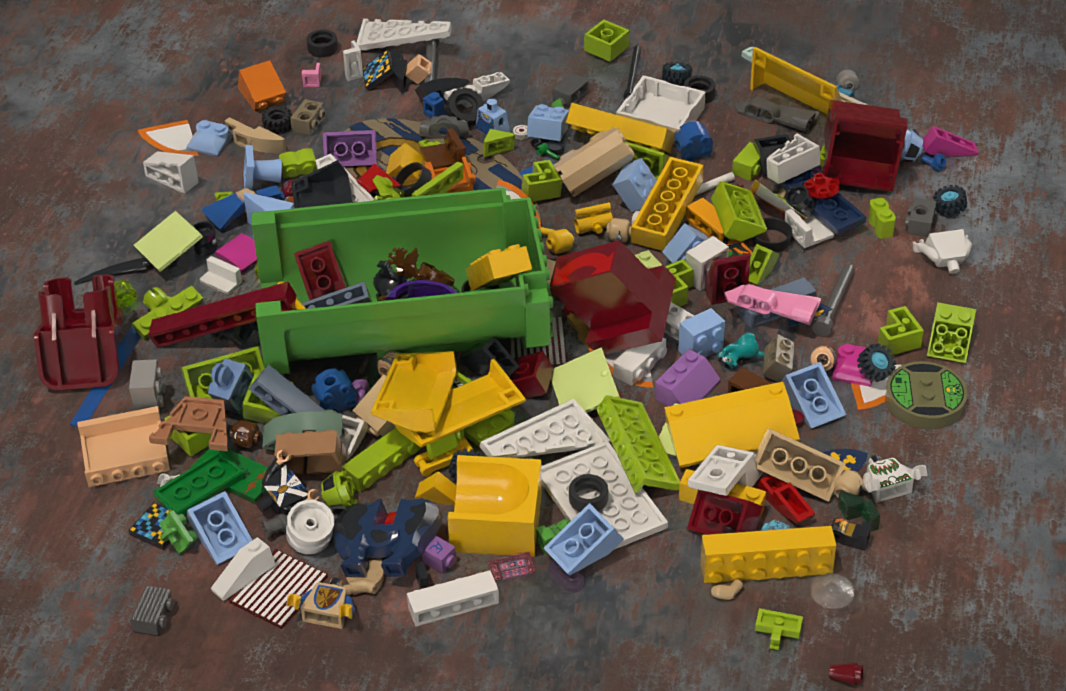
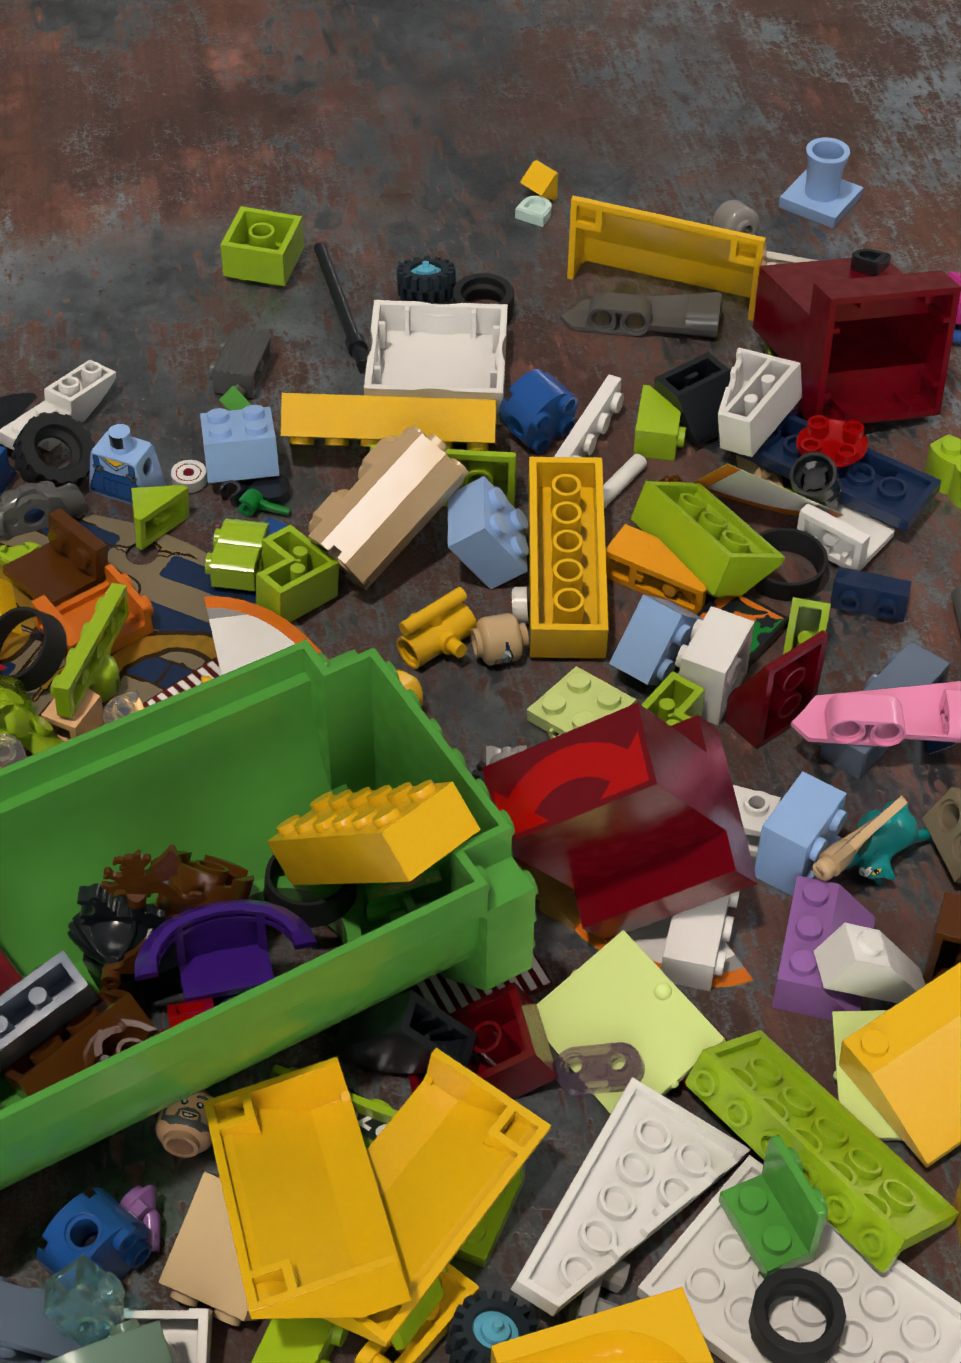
camera: 25 degrees left, 5 degrees up
(318, 398) = (84, 1301): none -> clear light blue brick
(521, 165) = (236, 554): none -> lime brick
(561, 394) = (596, 1070): none -> plate
(599, 458) = (777, 1211): none -> bright green bracket
(693, 384) = (866, 965): none -> white slope
(719, 152) = (594, 420): none -> white plate
(719, 341) = (841, 853): none -> tan arm
(761, 40) = (541, 180): none -> yellow slope
(804, 257) = (870, 594): none -> dark blue bracket
(886, 109) = (870, 261): none -> black tile
(903, 78) = (820, 190): none -> light blue plant

